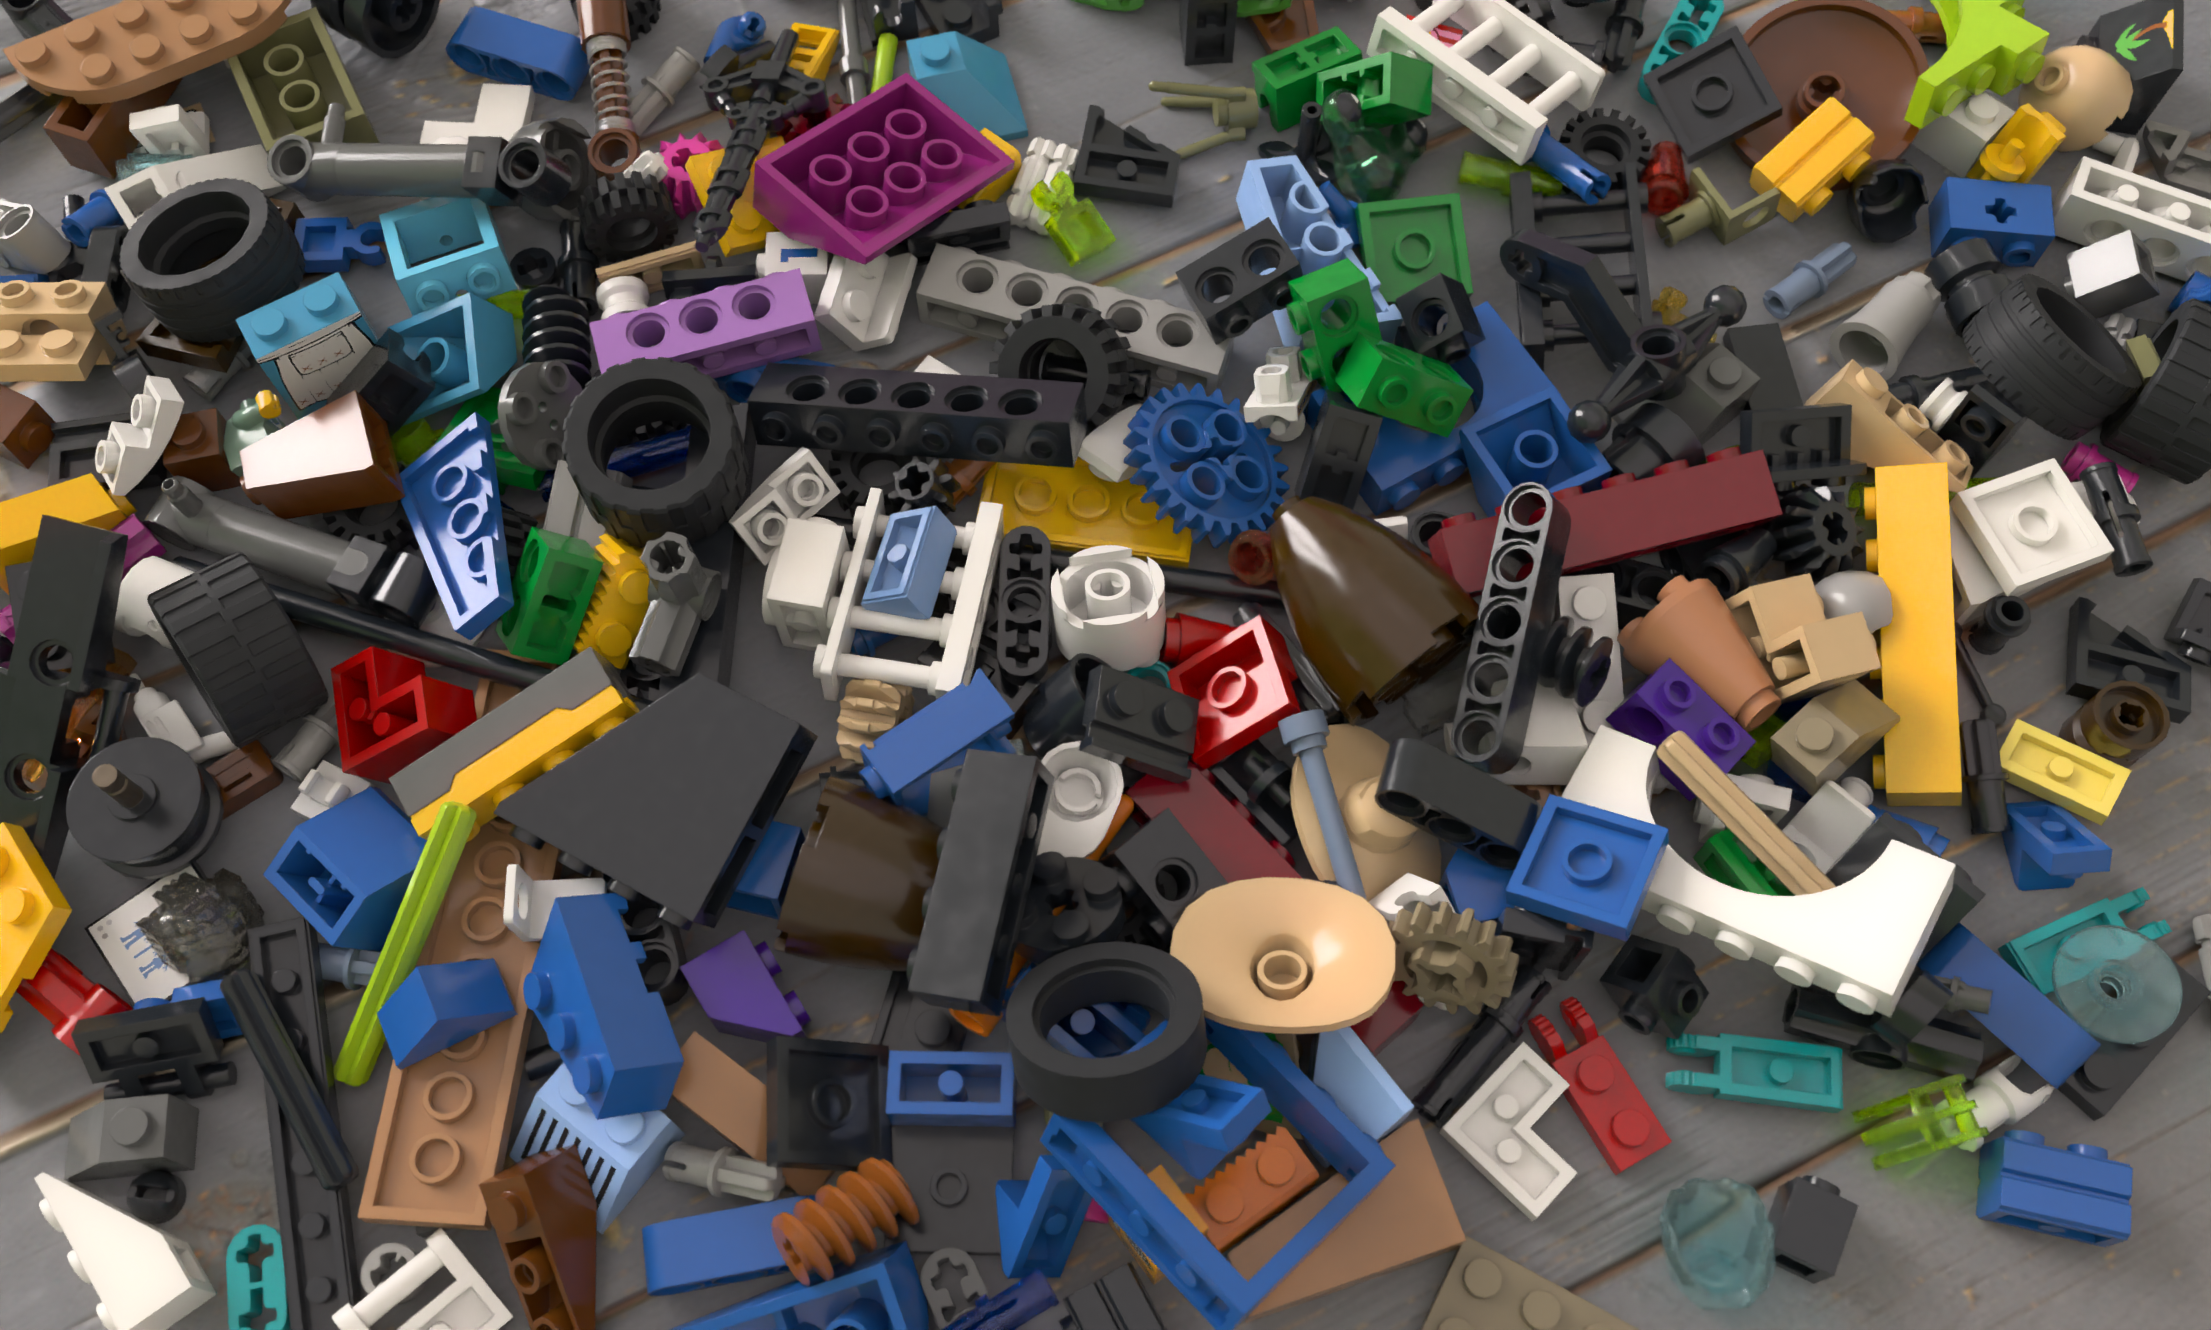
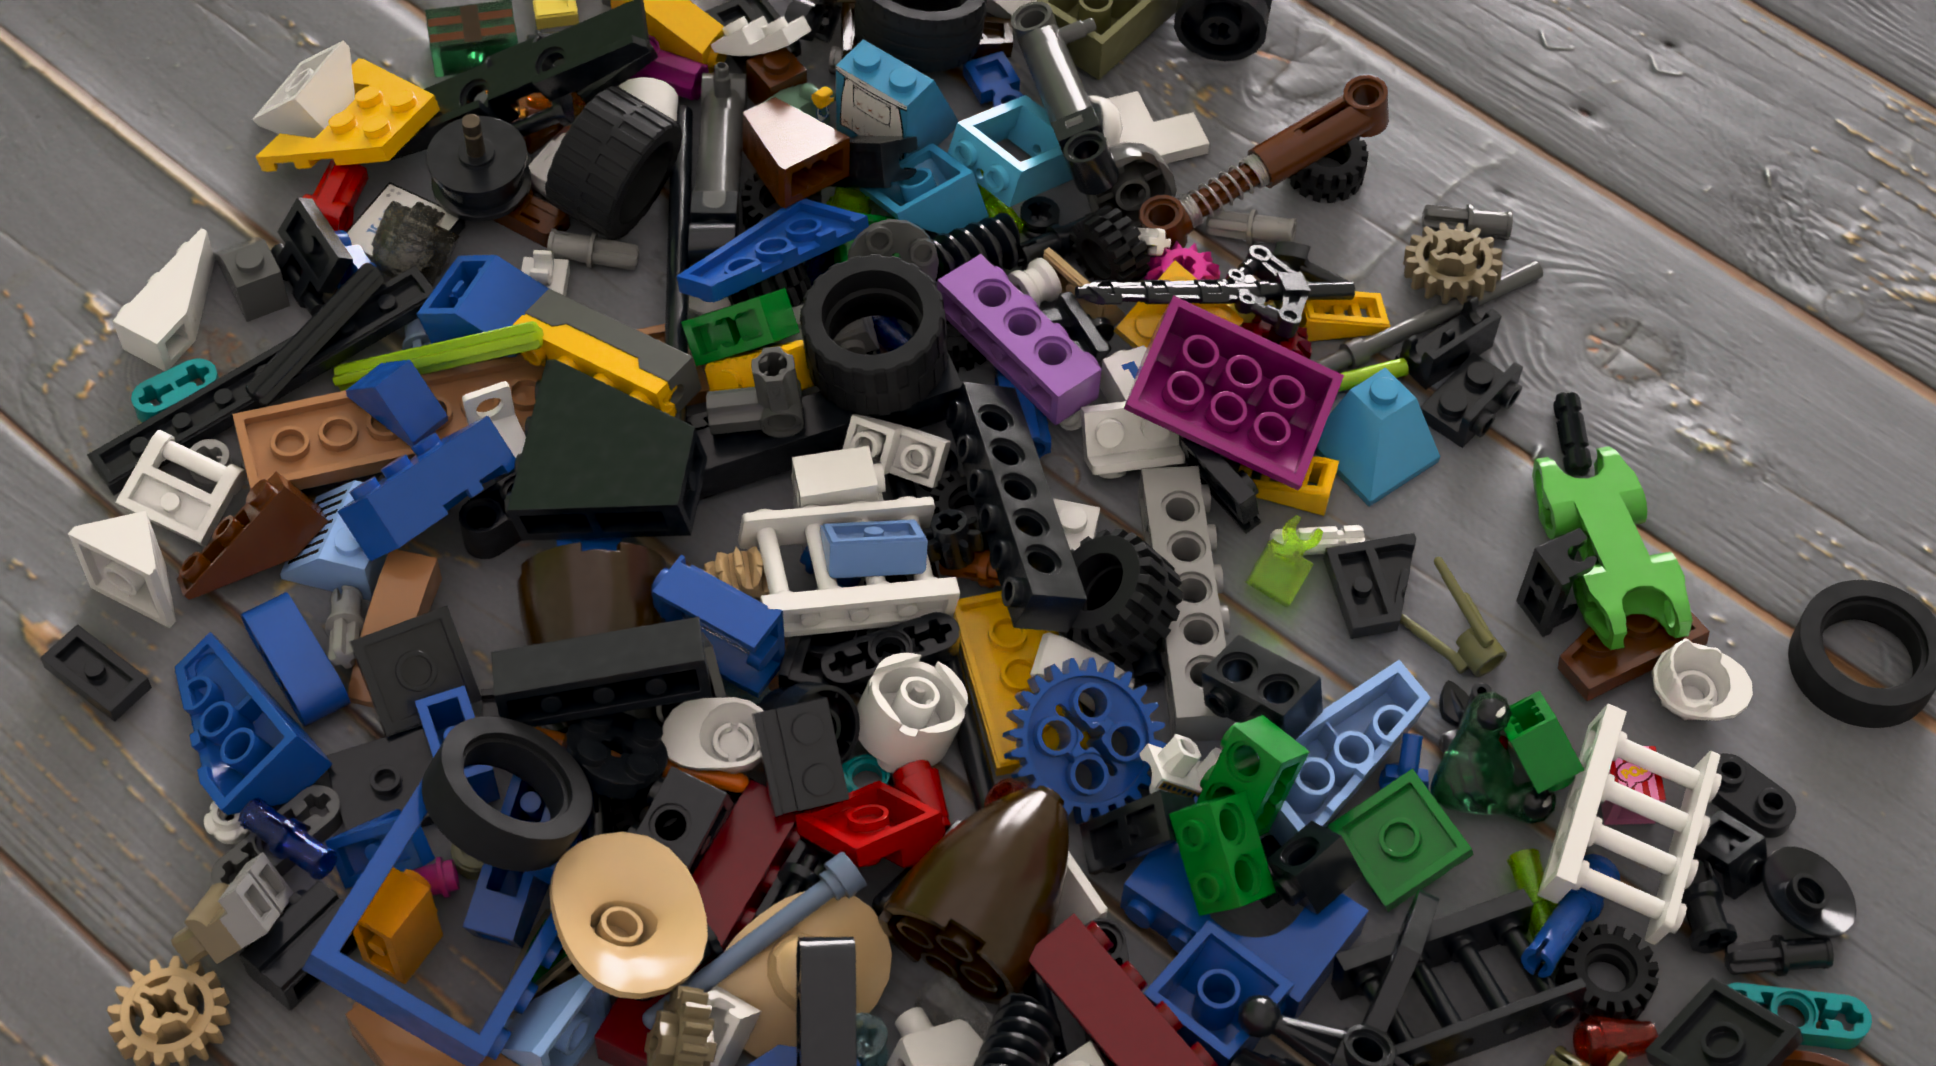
camera: 65 degrees right, 10 degrees down
(156, 1210) = (221, 317): black hinge -> none
(393, 712) = (615, 276): red brick -> none
(519, 53) = (1232, 117): blue beam -> none
(738, 33) = (1340, 257): blue arm -> none
(739, 991) = (486, 590): dark purple slope -> none
(842, 1217) = (326, 708): dark orange piece -> none
(1031, 172) = (1317, 517): white axle -> none
(1206, 1122) = (451, 883): blue slope -> none
(1253, 1188) = (446, 981): orange brick -> none
(1289, 75) = (1567, 692): green hinge -> none
(1500, 604) = (1000, 996): black beam -> none

